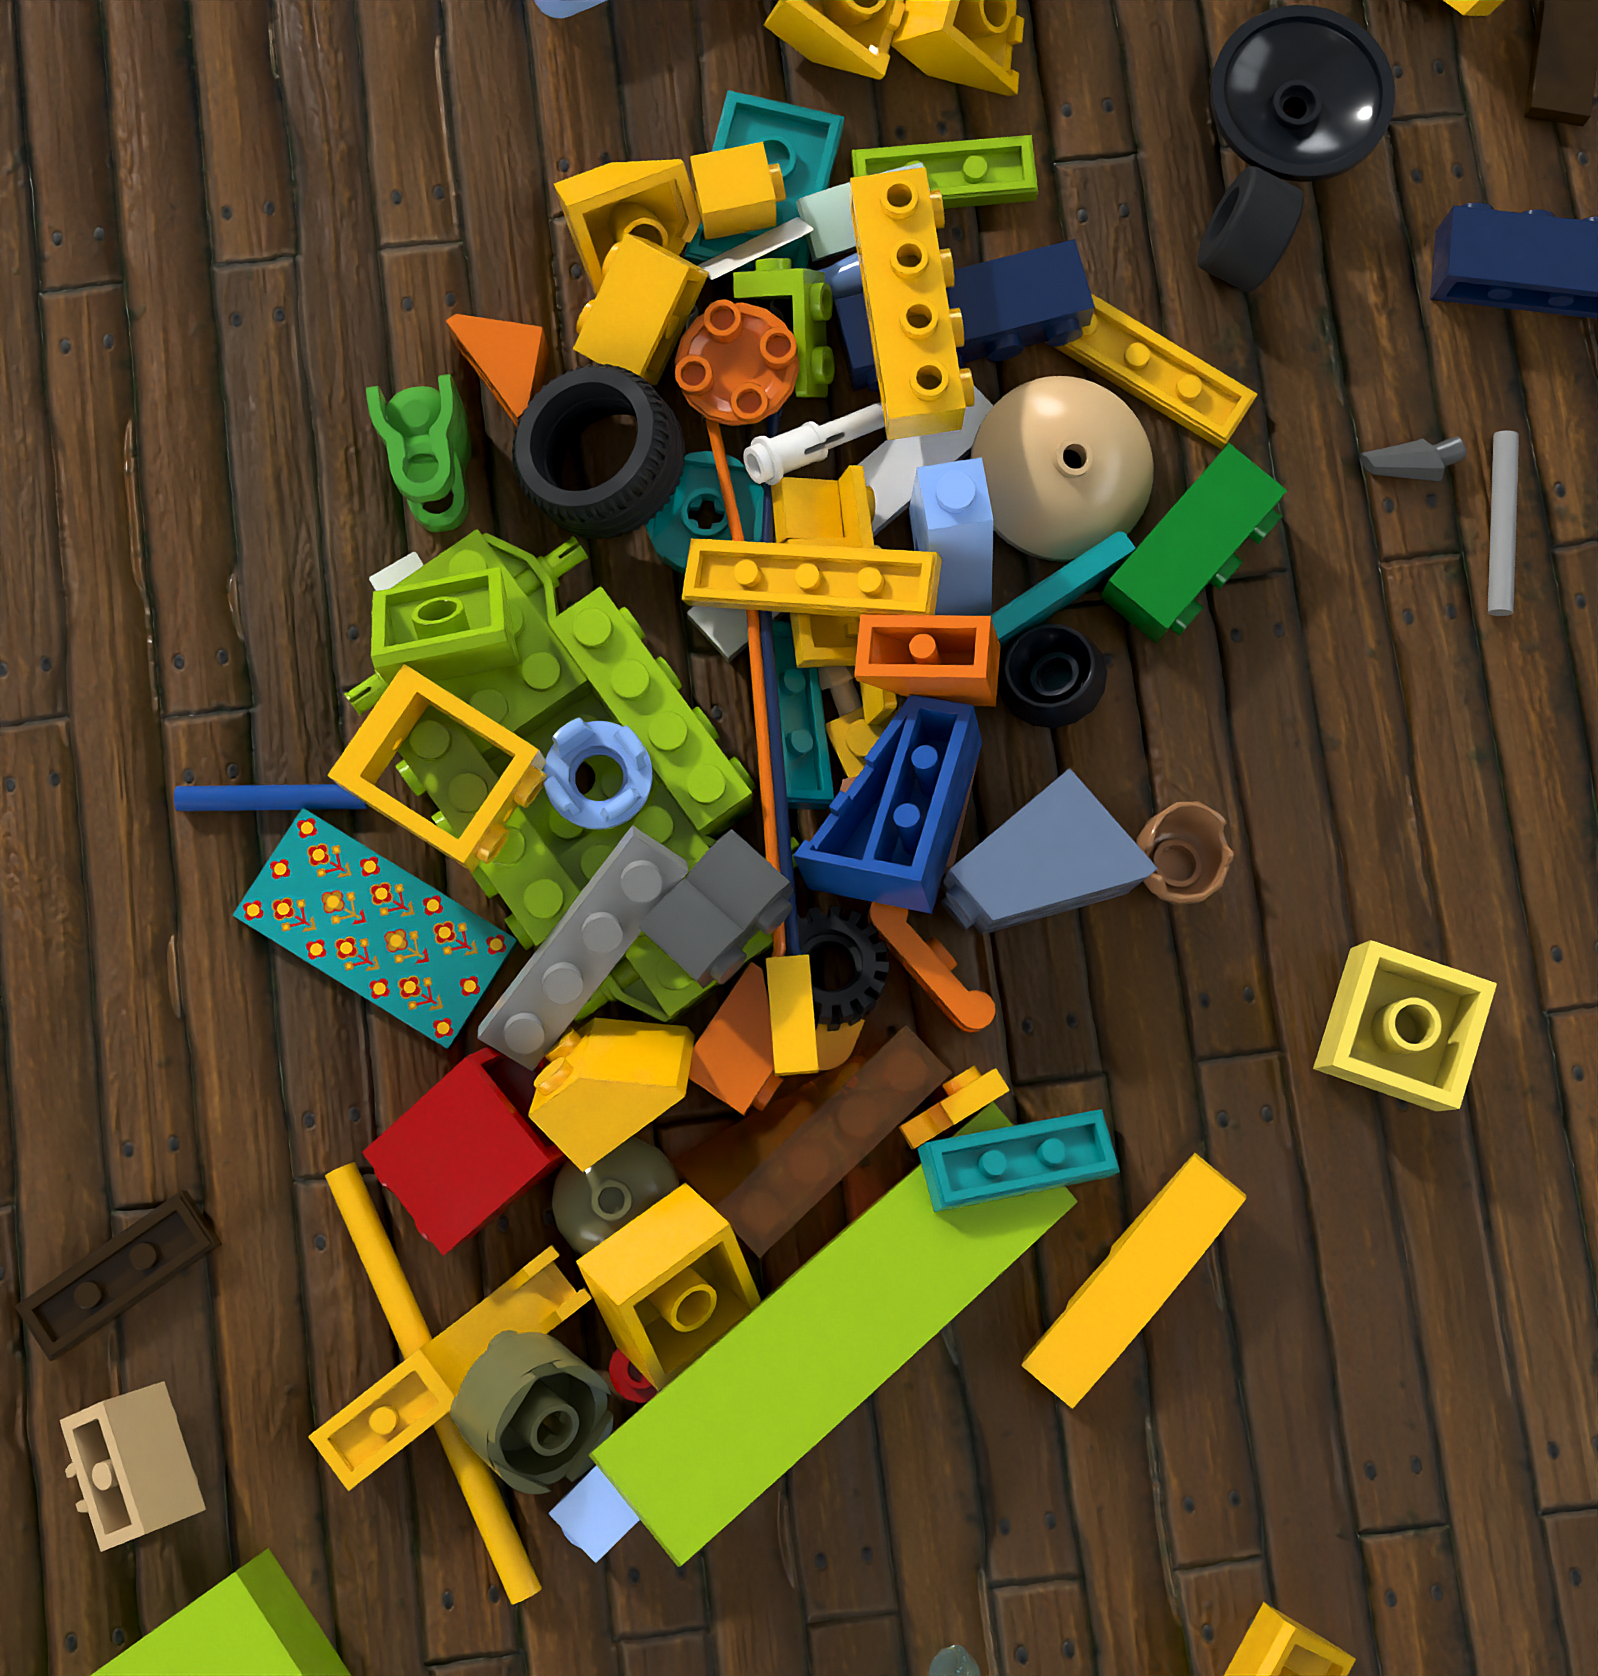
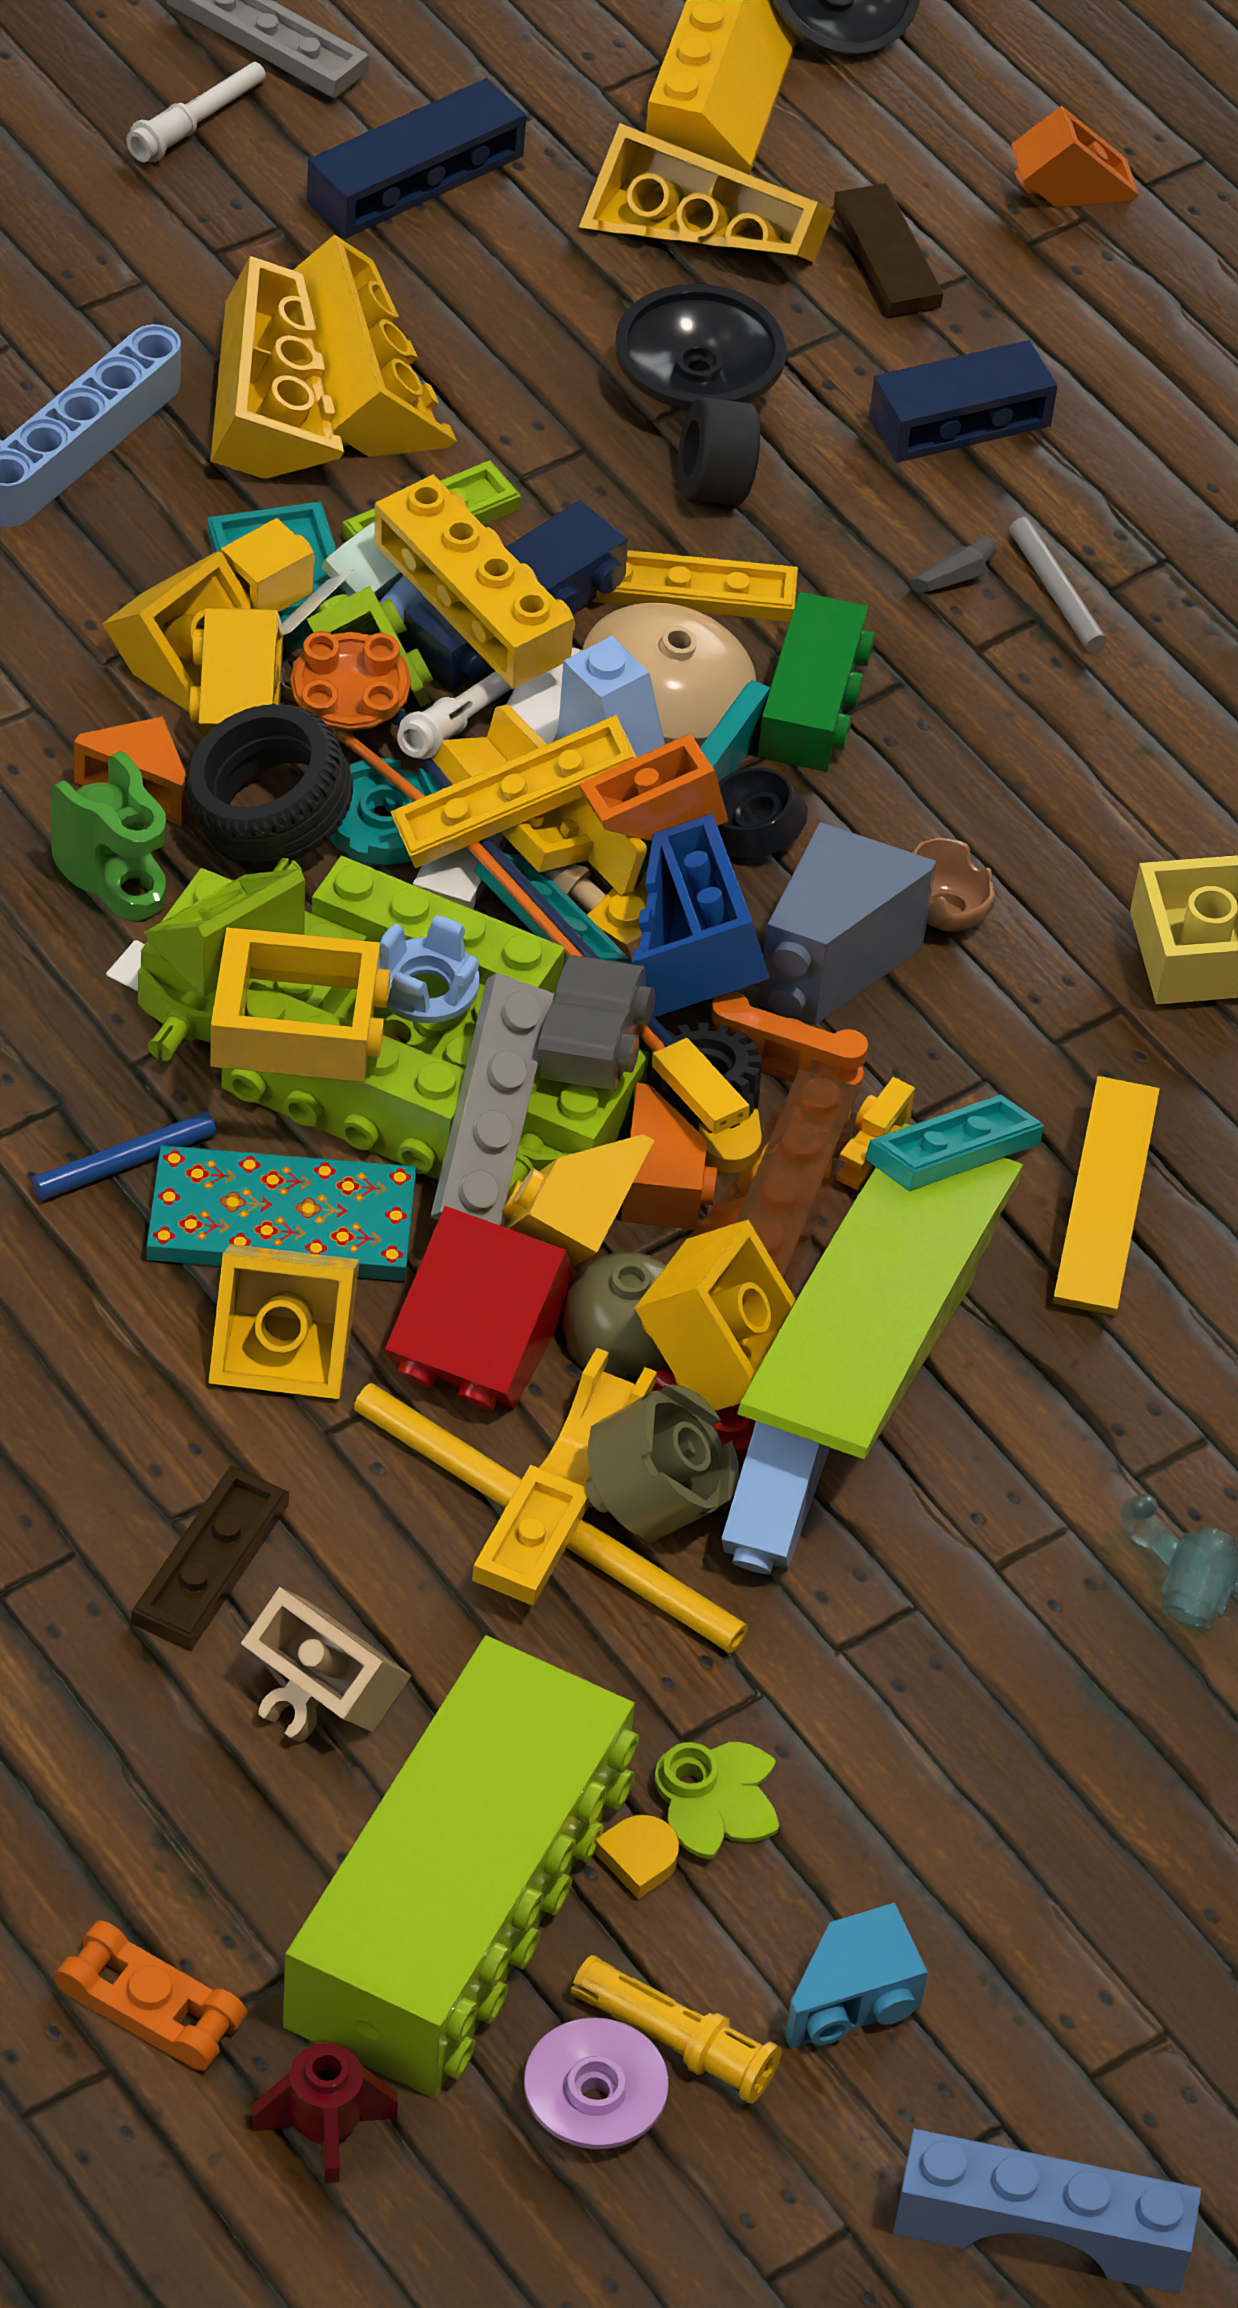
camera: 30 degrees left, 30 degrees down
(306, 1056) = (283, 1321): none -> yellow slope

